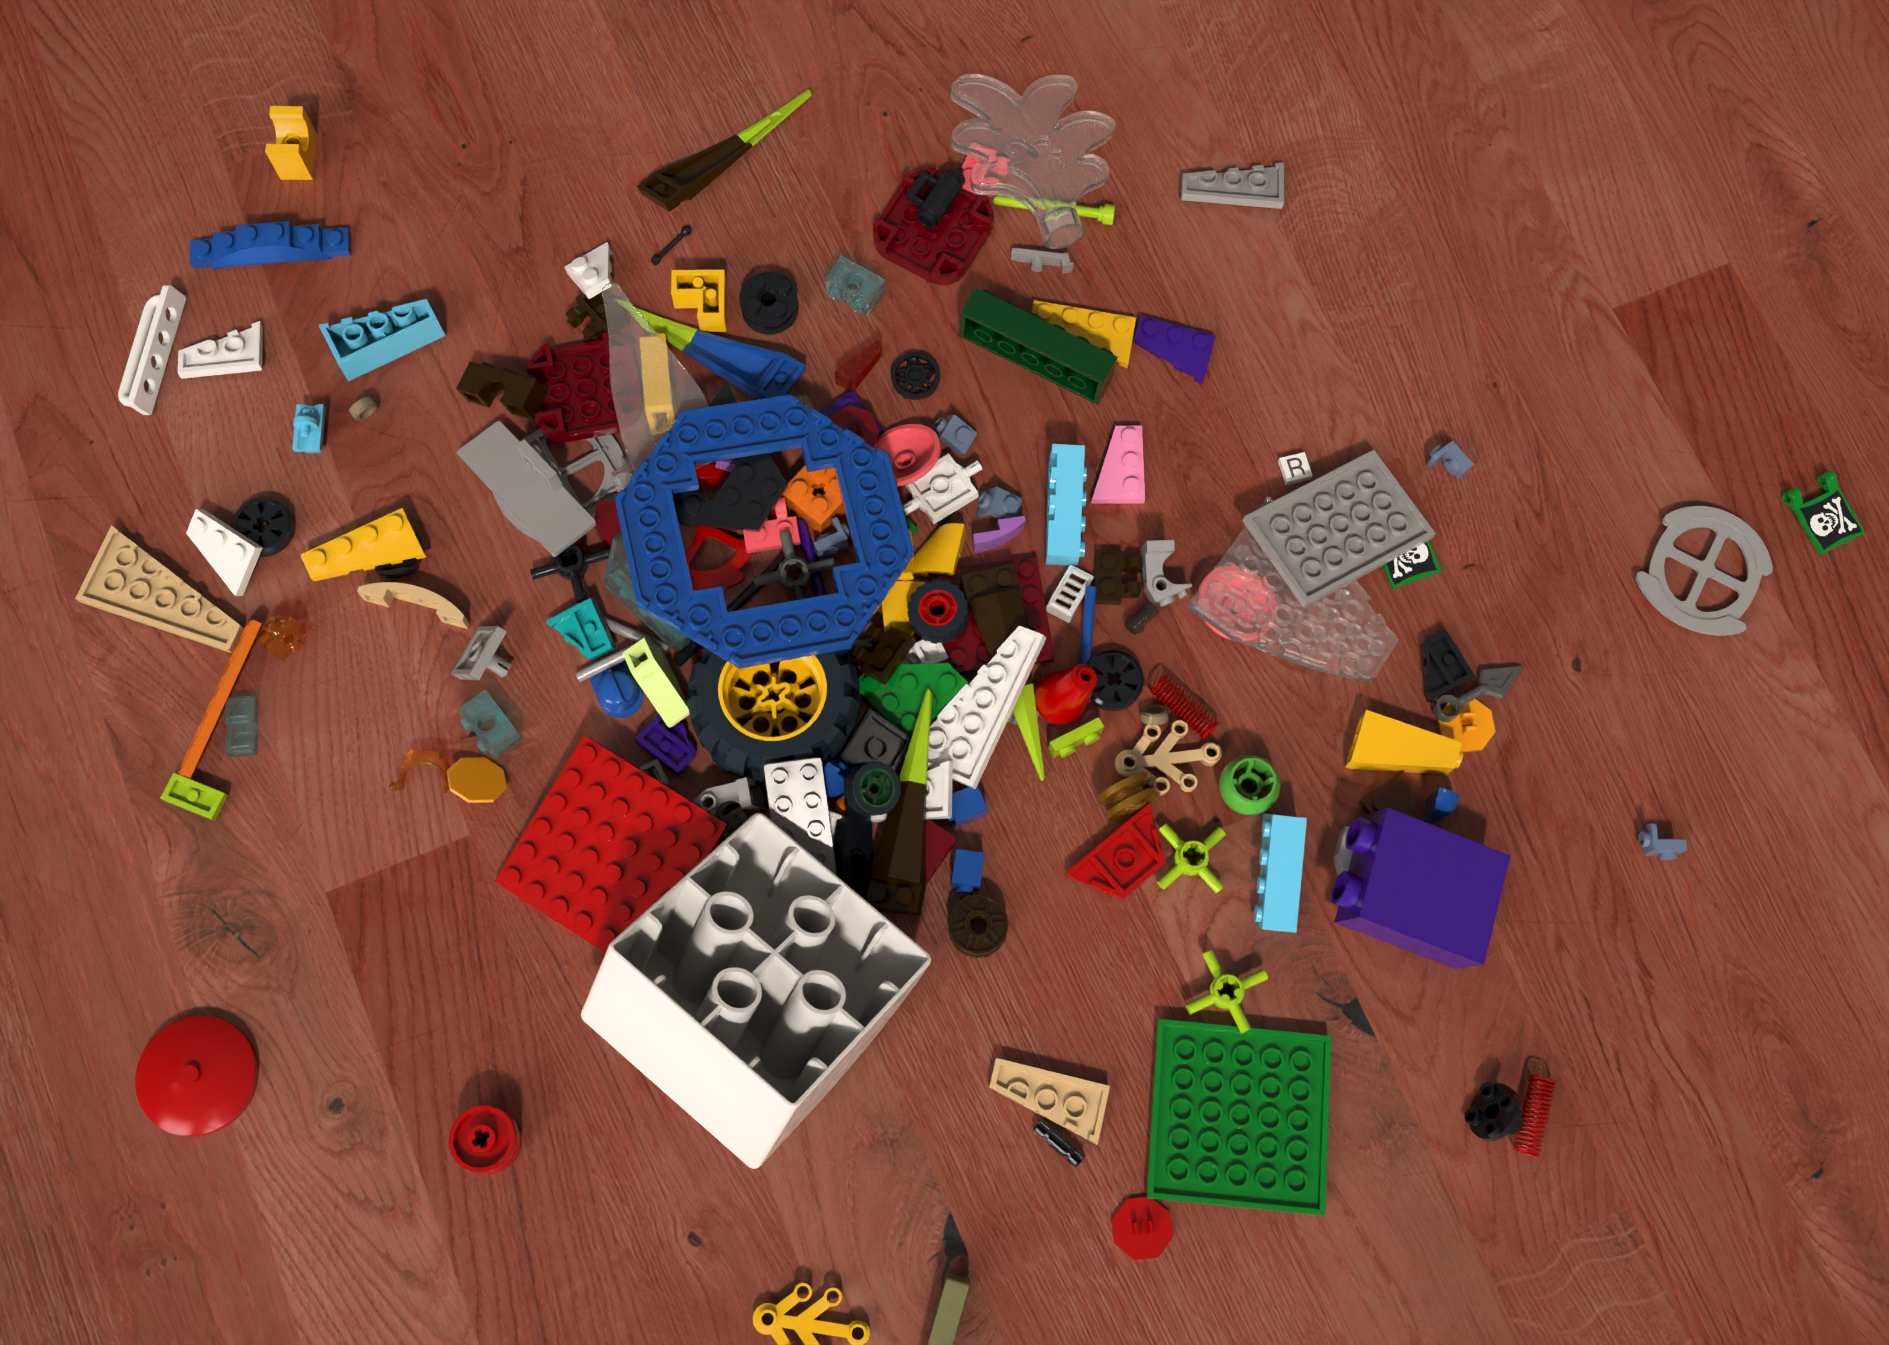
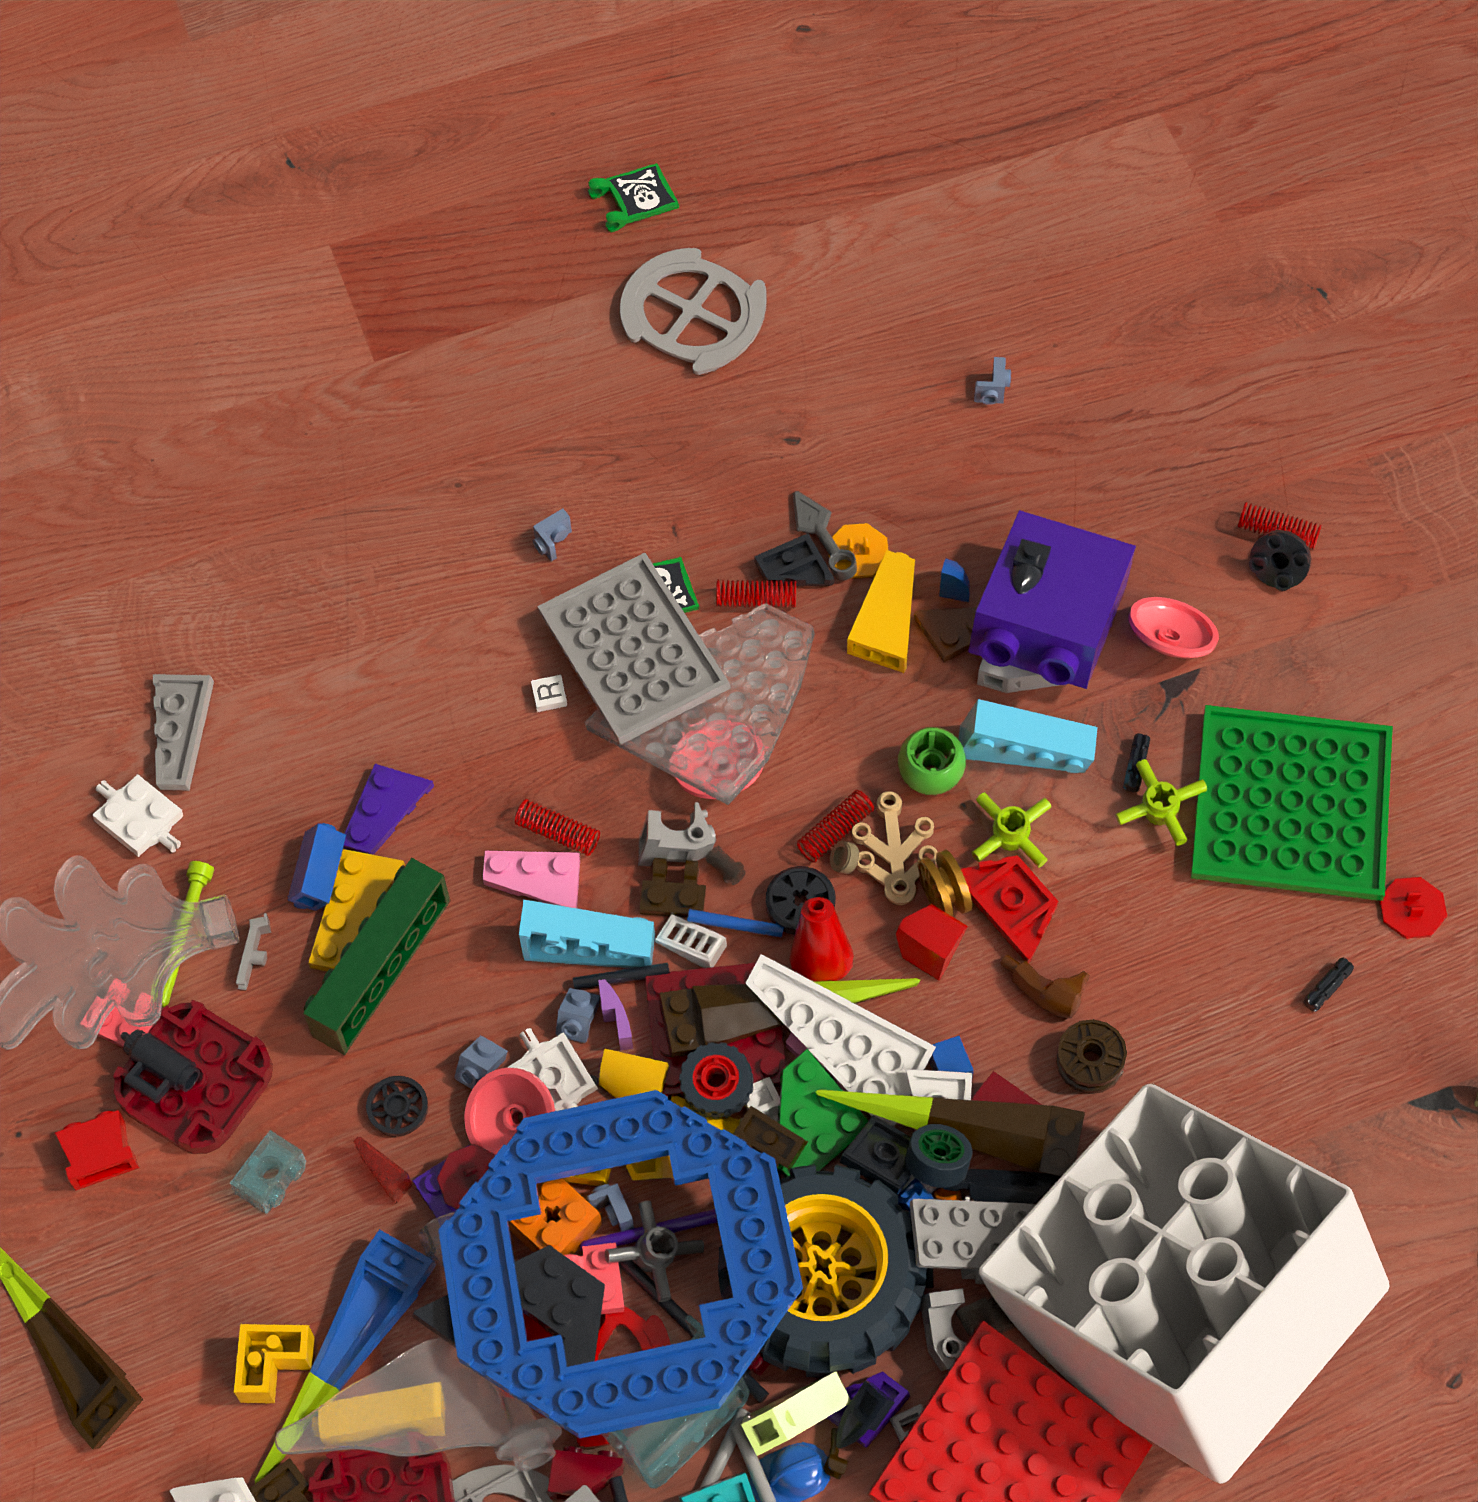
camera: 80 degrees left, 10 degrees down
(622, 718) = (834, 1465): none -> dark brown hand
(656, 735) = (863, 1413): none -> black plate
(685, 231) = (163, 1389): black hinge -> none
(766, 288) = (267, 1264): black wheel -> none
(870, 164) = (97, 1149): none -> red hips
(967, 871) = (1028, 1065): blue brick -> none
(1031, 898) = (1058, 997): none -> reddish brown animal
(1035, 538) = (620, 976): none -> black bar
(1058, 1097) = (1280, 981): tan wing -> none
(1078, 785) = (930, 939): none -> red slope
(1085, 734) = (866, 932): lime plate -> none
(1117, 297) = (316, 867): none -> blue brick
(1155, 165) = (138, 815): none -> white plate
(1165, 480) = (587, 845): none -> red piece
(1274, 973) = (1138, 752): none -> black axle
(1408, 1006) = (1173, 627): none -> coral dish
(1409, 636) = (735, 596): none -> red piece
(1445, 859) = (1029, 565): none -> black plate

